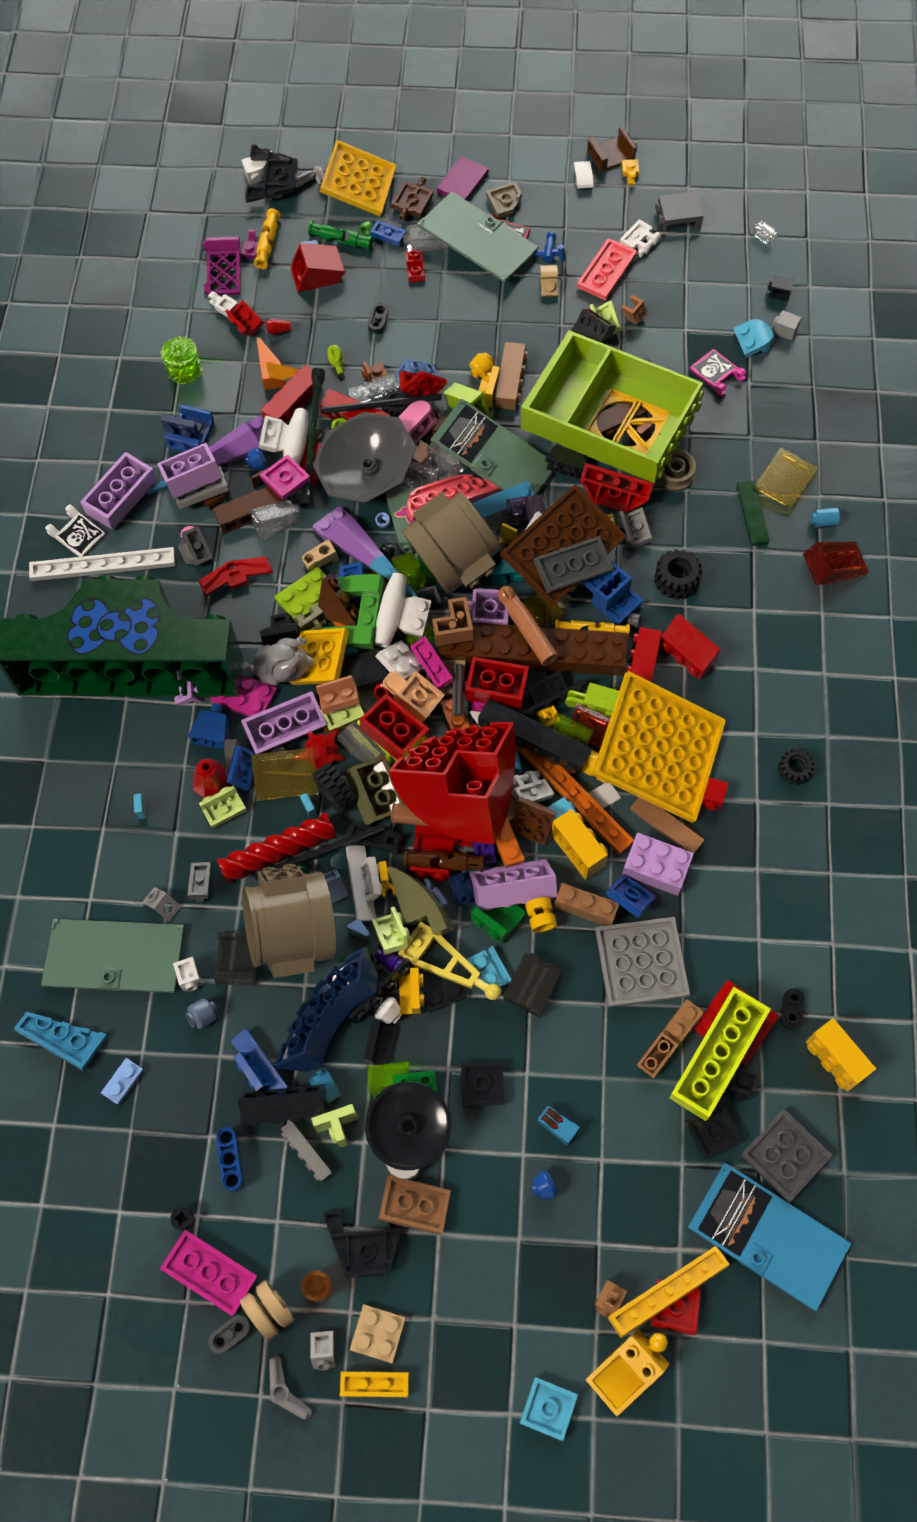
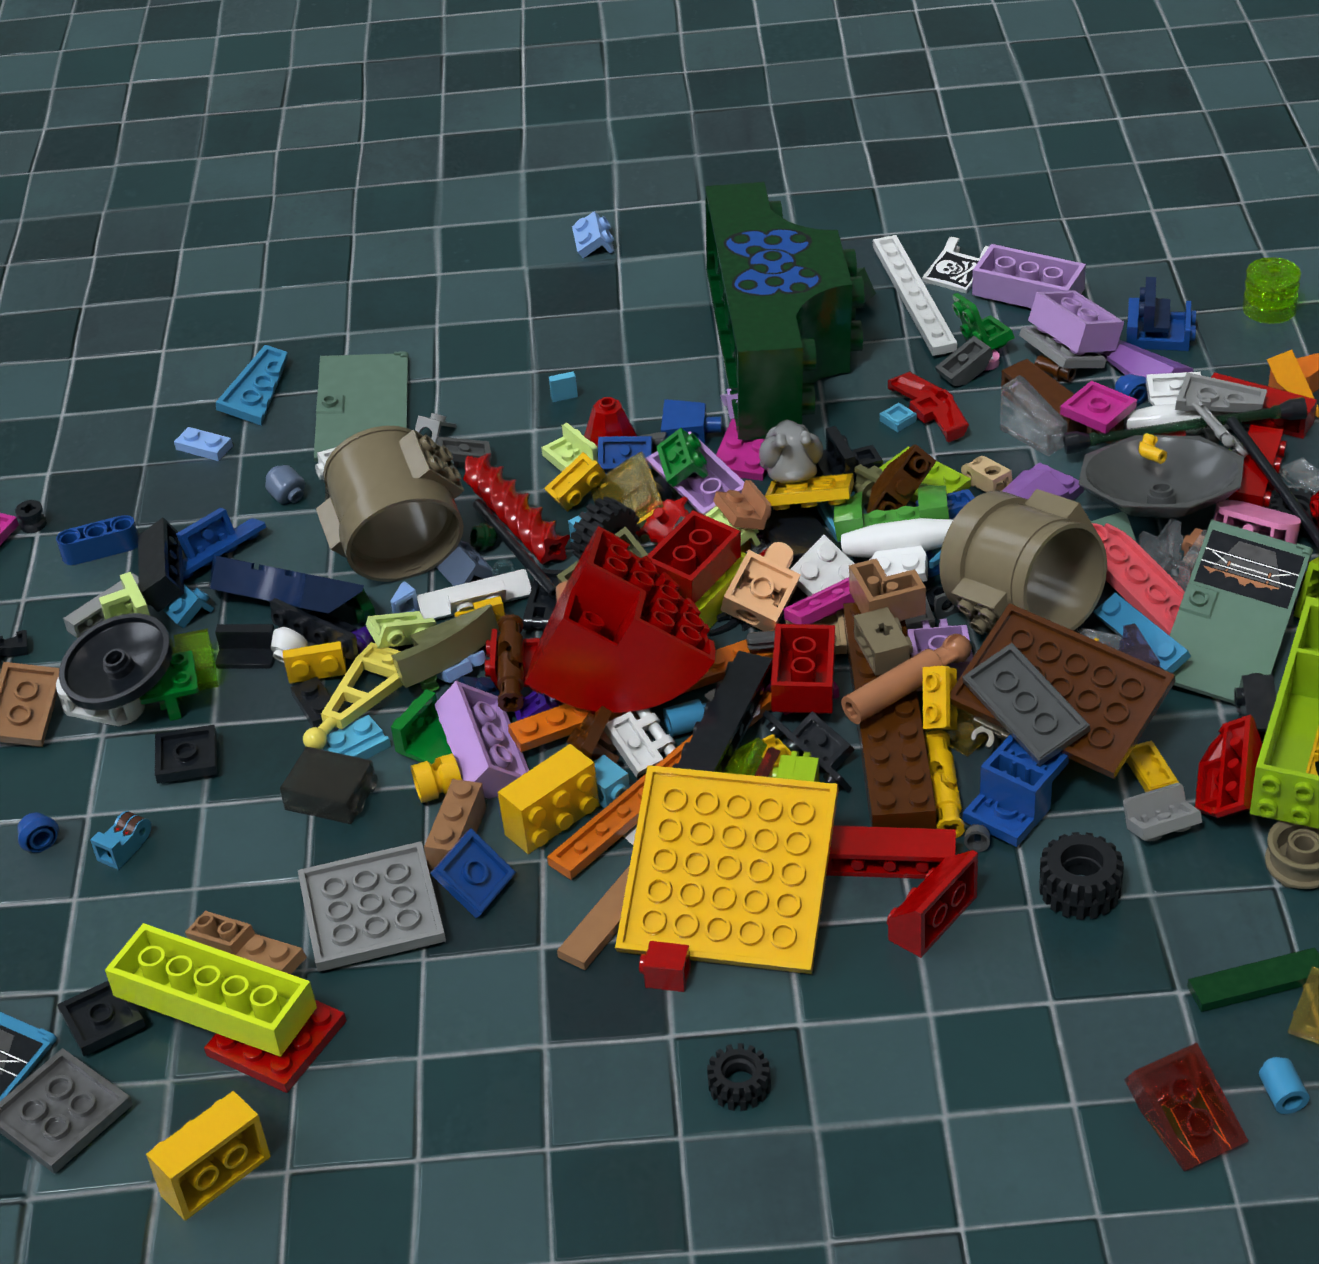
camera: 85 degrees right, 25 degrees down
(166, 527) = (988, 330): none -> green bracket
(236, 598) = (898, 417): none -> medium azure tile
(260, 805) = (575, 481): none -> yellow bracket
(274, 727) = (681, 456): none -> green bracket
(294, 411) = (1219, 395): none -> light grey wing
(338, 416) = (1219, 430): none -> light grey piece
(342, 459) = (1149, 451): none -> yellow arm
(500, 637) = (881, 640): none -> dark tan brick
(548, 610) = (937, 710): none -> yellow bracket
(657, 864) = (531, 903): lavender brick -> none
(742, 1085) = (171, 1047): black bracket -> none
(793, 1008) = (294, 1106): black plate -> none

